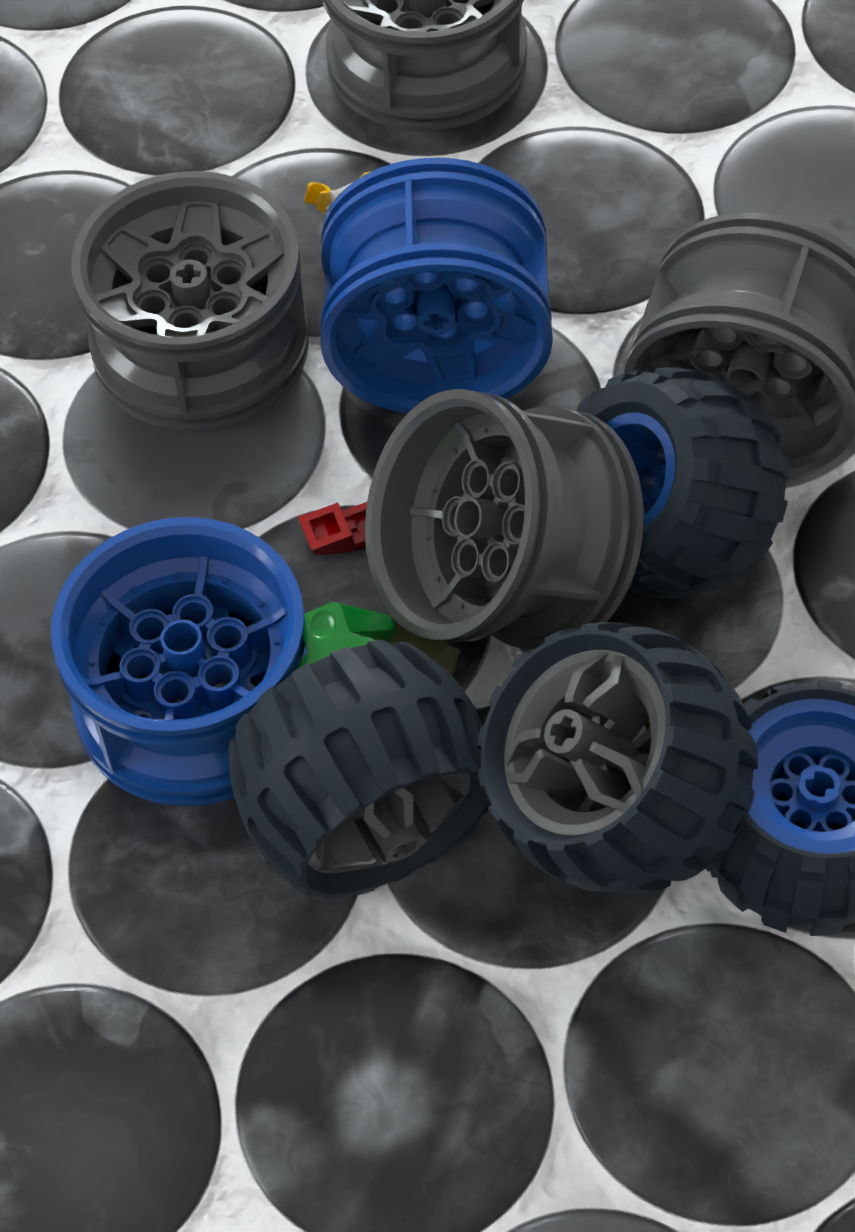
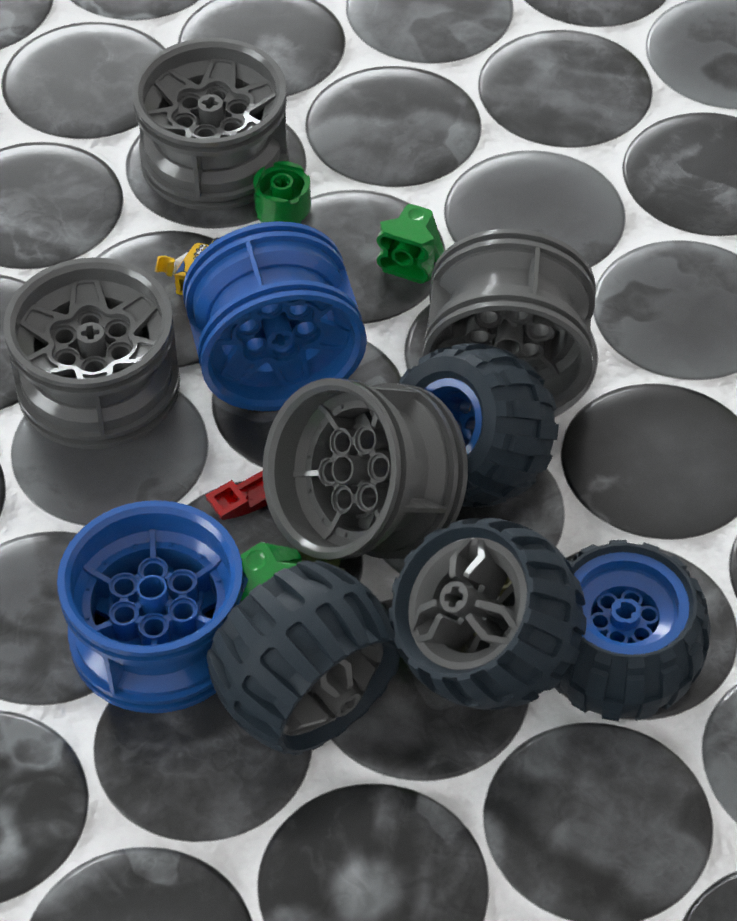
camera: 15 degrees left, 5 degrees down
(499, 121) = (282, 193): none -> green brick
(651, 211) = (410, 244): none -> green piece

